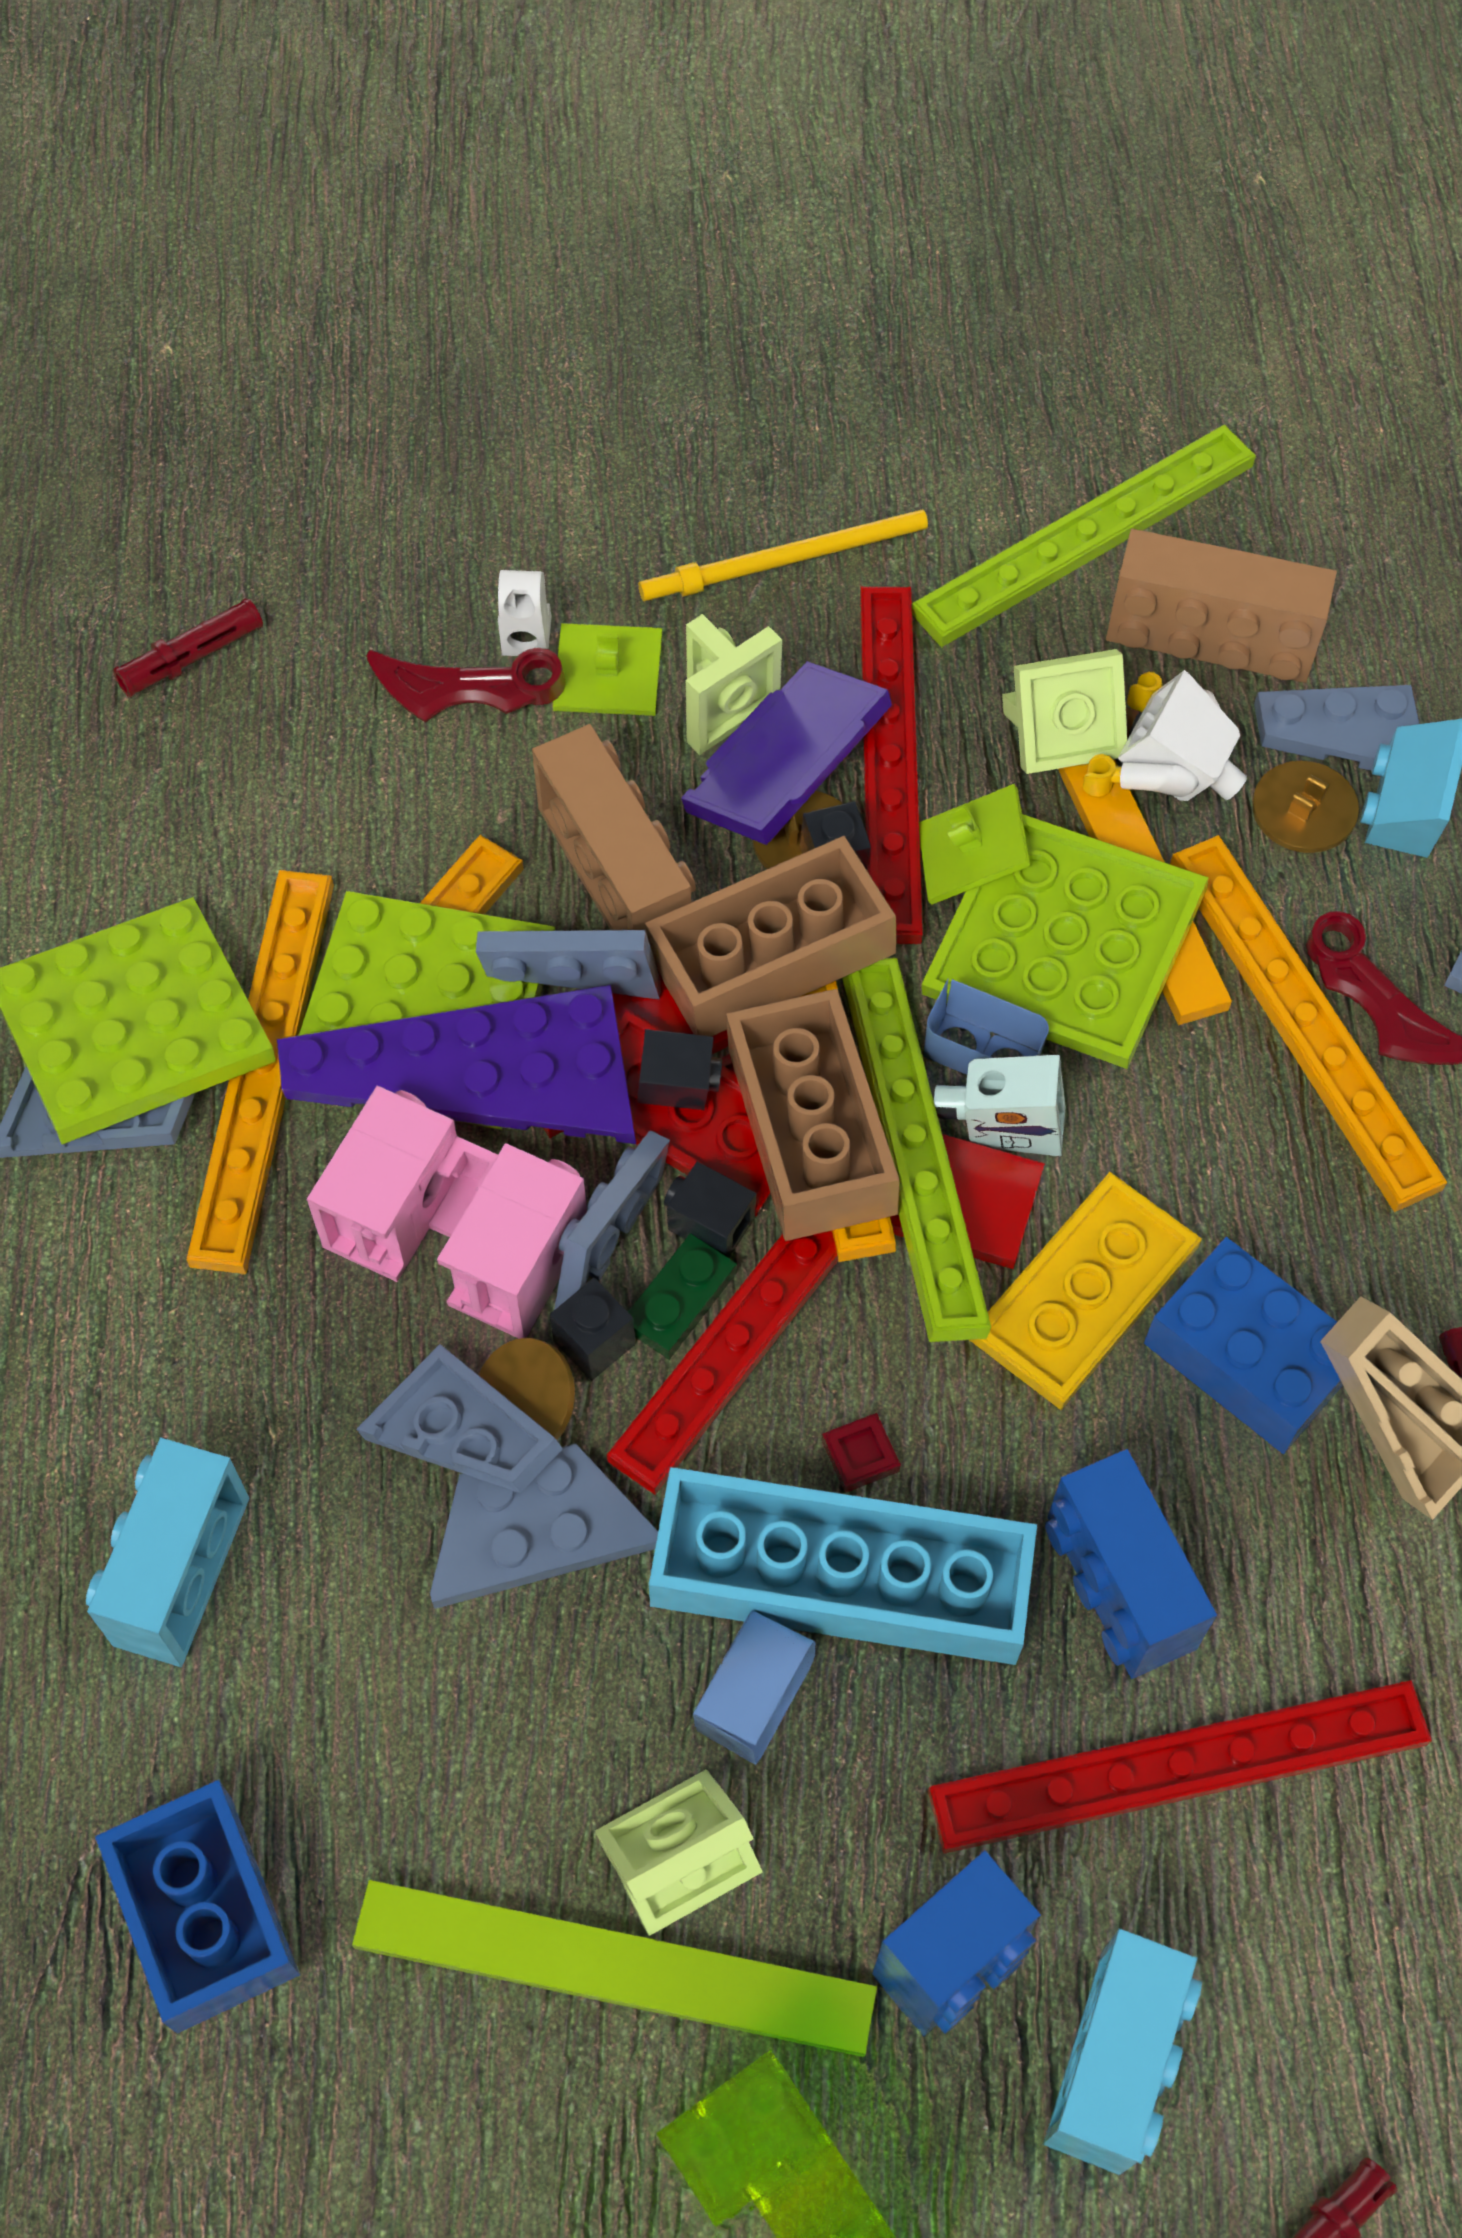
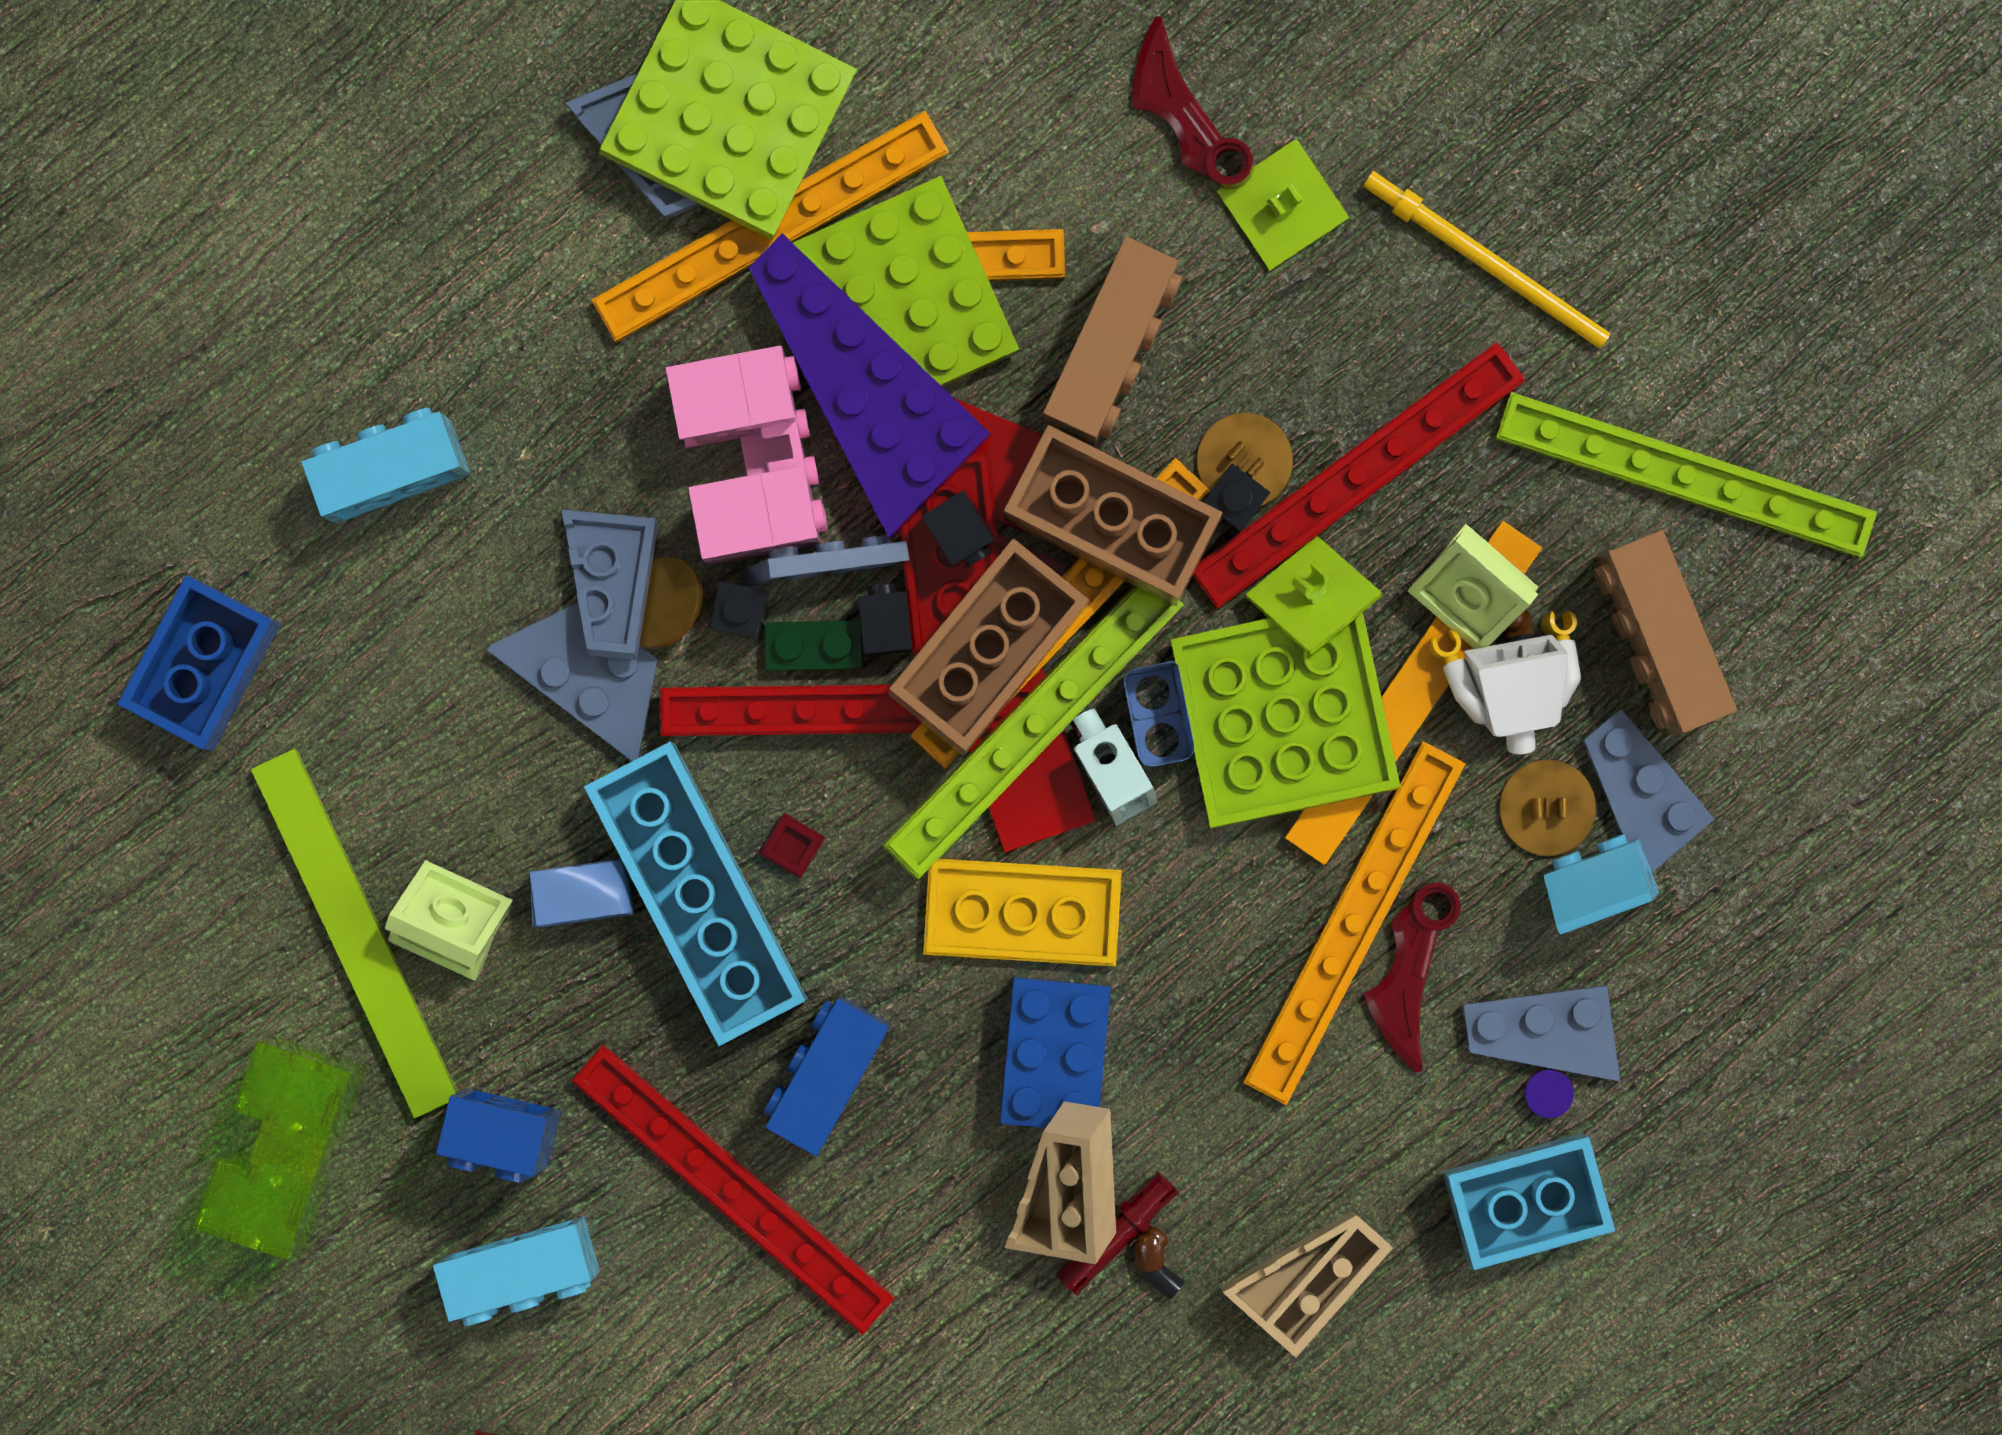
camera: 55 degrees right, 25 degrees up
(523, 608) = (1268, 115): white leg -> none
(573, 959) = (981, 392): sand blue wing -> none
(726, 680) = (1316, 321): yellowish green bracket -> none
(785, 751) = (1296, 400): dark purple piece -> none

